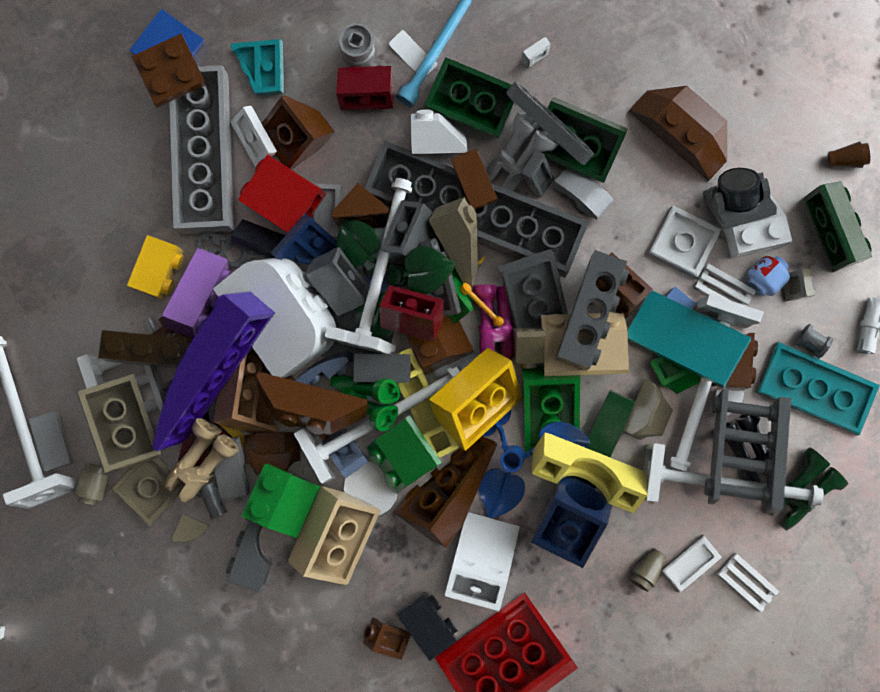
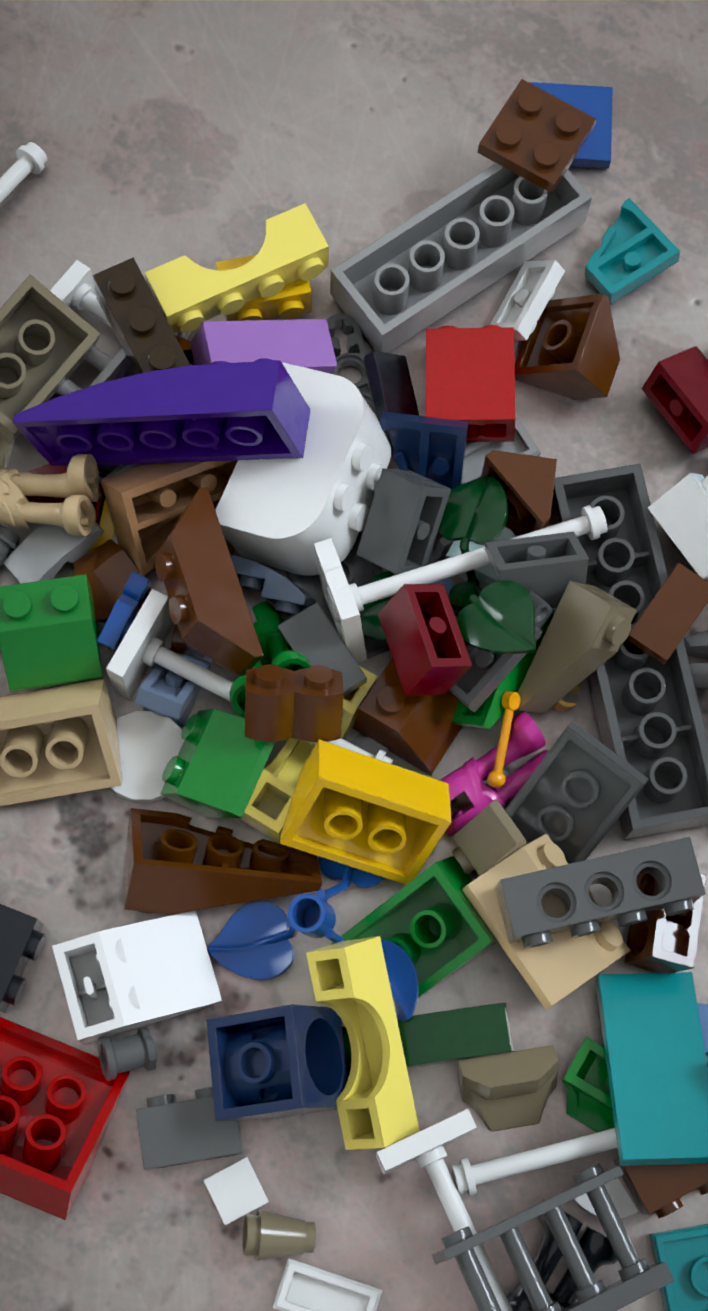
camera: 50 degrees right, 10 degrees down
(139, 311) = (194, 294): none -> light yellow arch
(297, 458) = (124, 611): none -> blue plate
(402, 401) = (293, 703): none -> reddish brown brick
(517, 589) = (127, 1053): none -> dark grey bush
(572, 584) = (185, 1131): none -> dark grey brick
(614, 576) = (236, 1191): none -> white tile

